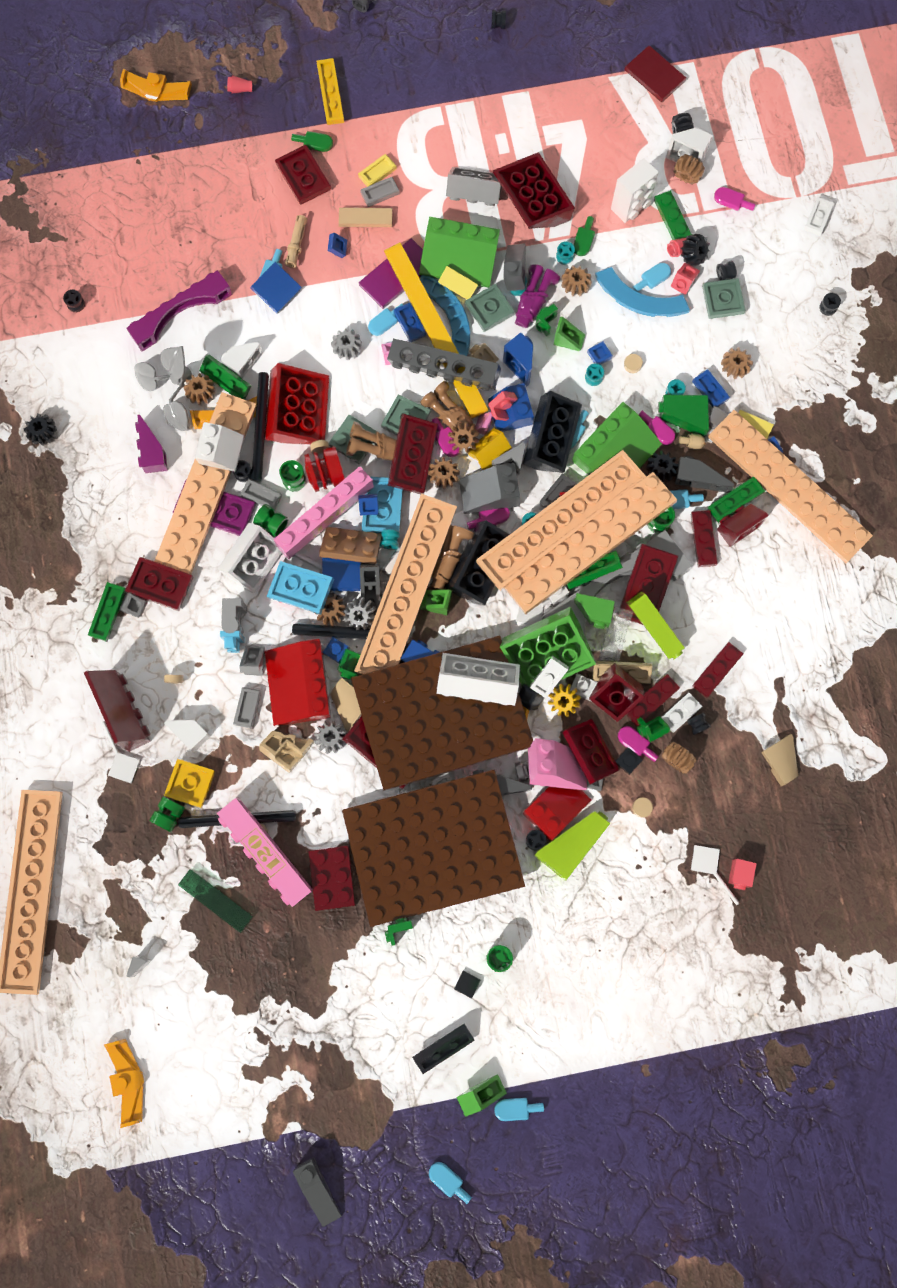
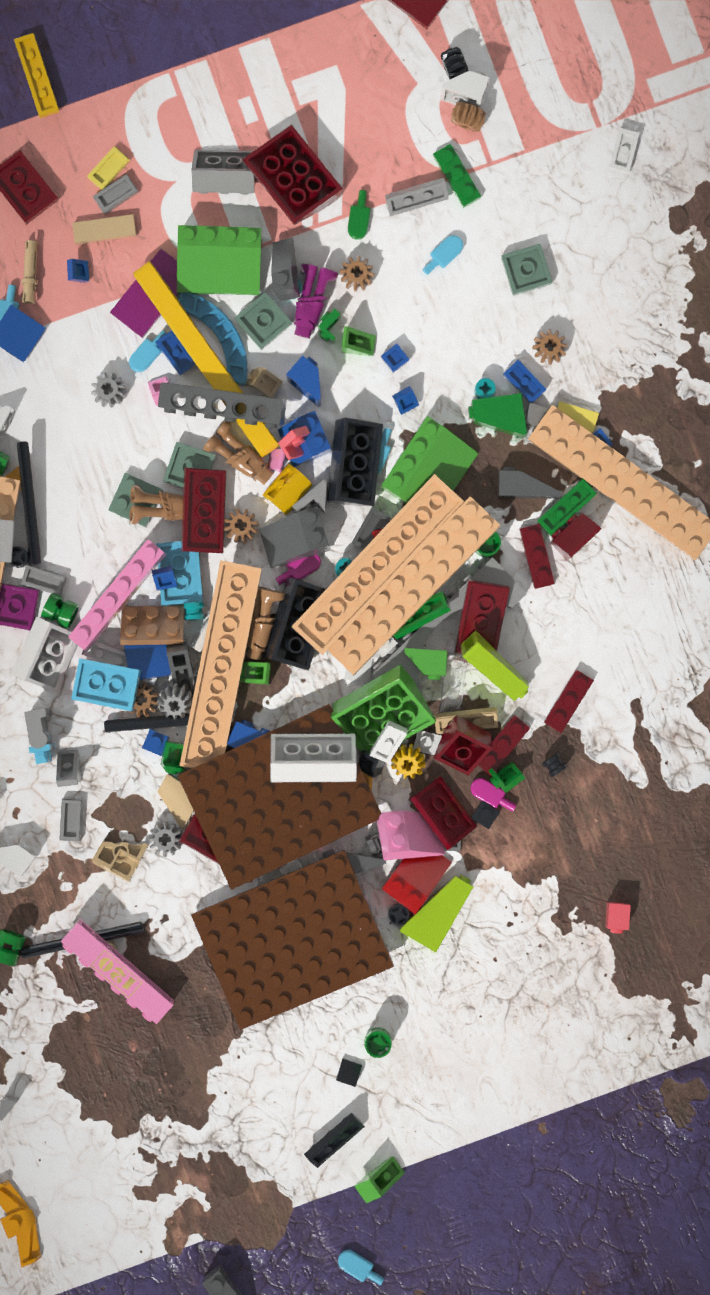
camera: 10 degrees left, 10 degrees up
(189, 783) = (25, 910): yellow plate -> none
(215, 900) = (75, 1027): clear green tile -> none
(289, 473) = (75, 555): green wheel -> none
(296, 405) = (65, 472): red slope -> none
(297, 683) = (120, 785): red slope -> none
(314, 141) = (29, 141): green piece -> none
(318, 446) = (99, 516): tan tile -> none
(324, 469) = (109, 544): red wheel -> none
(331, 878) = (192, 986): dark red plate -> none
(401, 925) = (271, 1024): green bracket -> none
(442, 439) = (238, 485): dark pink piece -> none
(457, 283) = (222, 297): light yellow tile -> none
(463, 444) = (258, 491): medium nougat gear -> none
(516, 1109) = (416, 1187): medium azure piece -> none
(565, 248) = (339, 236): teal wheel -> none
(594, 370) = (393, 380): teal wheel -> none
(604, 389) = (405, 400): none -> blue plate
(633, 363) = (434, 363): tan tile -> none
(634, 190) = (408, 158): white brick -> none
(636, 227) = (416, 196): none -> light grey plate
(638, 302) = (430, 287): dark azure tile -> none
(642, 807) = (506, 862): tan tile -> none
(662, 460) = (481, 489): black gear -> none
(663, 431) = (472, 436): dark pink piece -> none
(674, 246) = (467, 214): coral cone -> none
(679, 757) = (537, 805): medium nougat gear -> none
(681, 712) = (534, 754): white plate -> none
(684, 278) = (480, 250): coral bracket -> none
(684, 499) = (507, 515): medium azure piece -> none
(693, 441) = (511, 446): tan cylinder -> none
(695, 249) = (487, 216): black gear -> none
(706, 861) = (579, 907): white piece -> none
(726, 270) = (525, 236): black wheel -> none
(732, 199) = (522, 142): dark pink piece -> none
(782, 760) = (648, 789): tan slope -> none
(830, 308) = (645, 262): black wheel -> none

